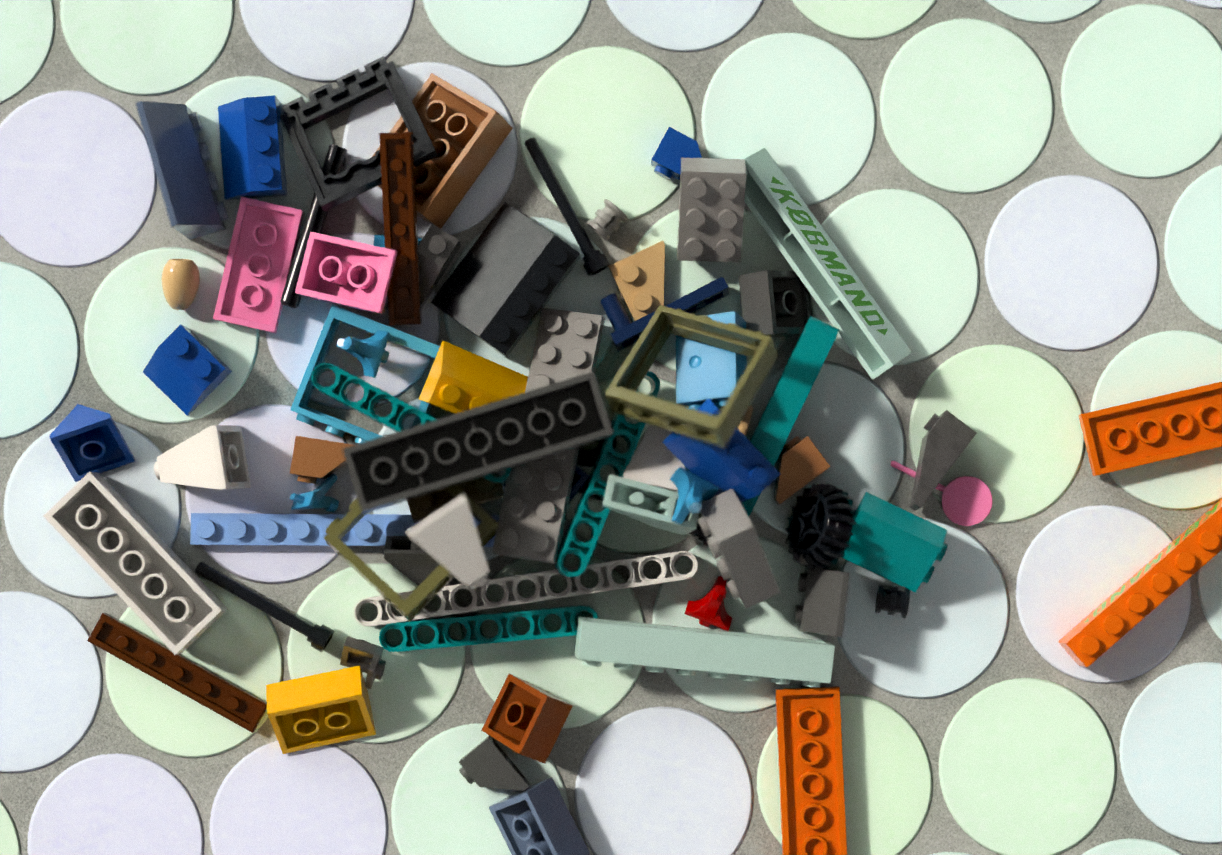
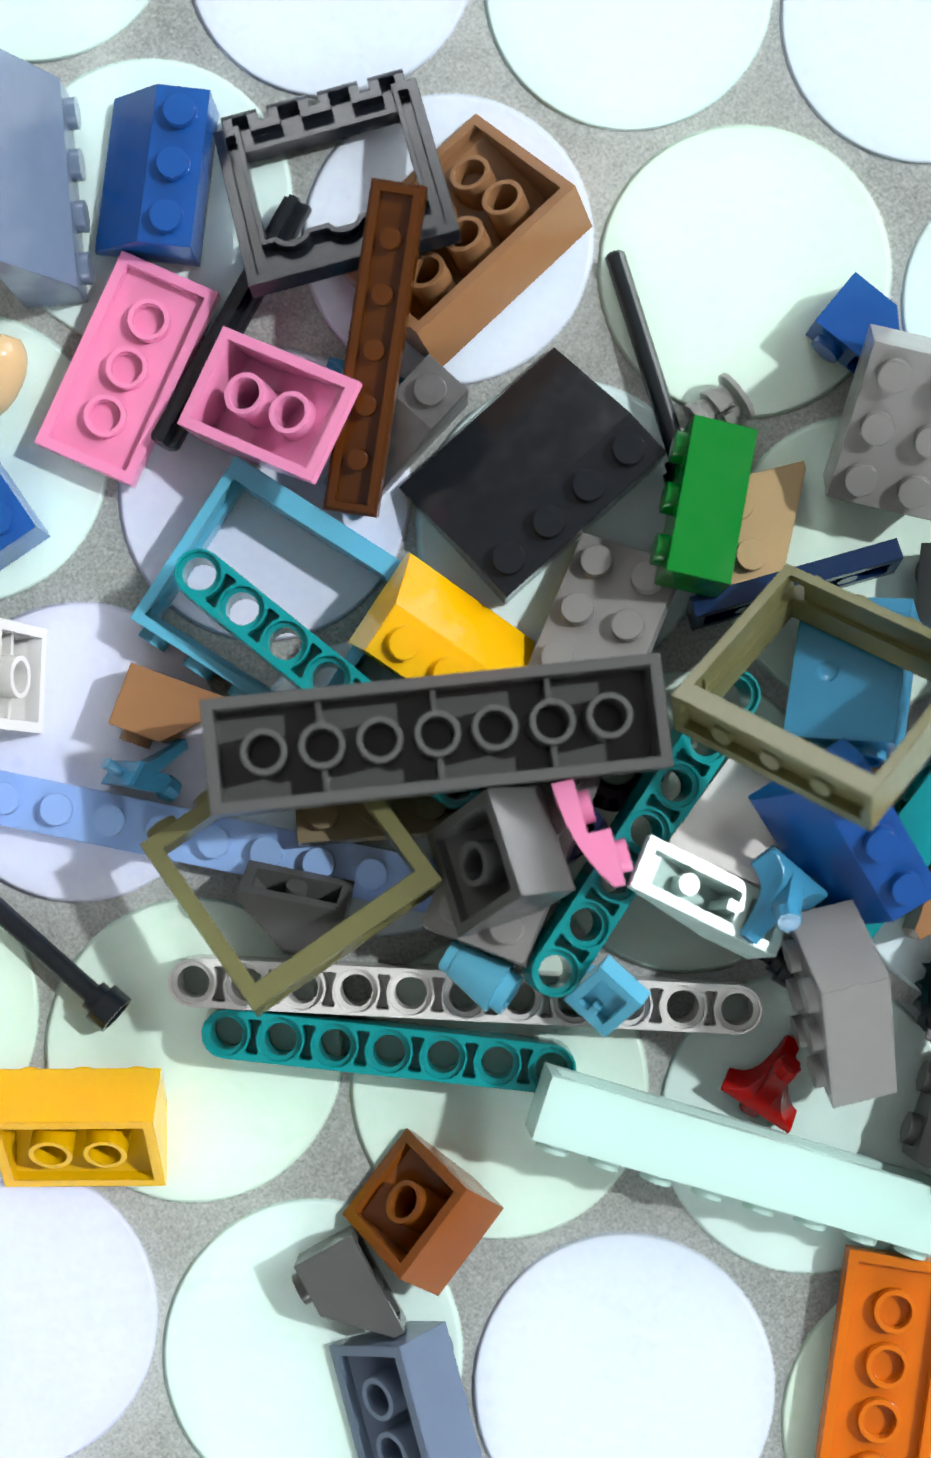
camera: 15 degrees right, 0 degrees up
(366, 655) = (173, 1051): flat silver bracket -> none
(367, 351) = (279, 545): dark azure piece -> none
(453, 541) = (360, 897): white slope -> none
(528, 504) = (499, 858): none -> dark grey slope
(532, 574) = (481, 976): none -> medium azure cone
(584, 488) = (603, 852): none -> bright pink slope
(604, 570) = (607, 995): none -> medium azure bracket
(606, 280) = (703, 506): none -> green brick

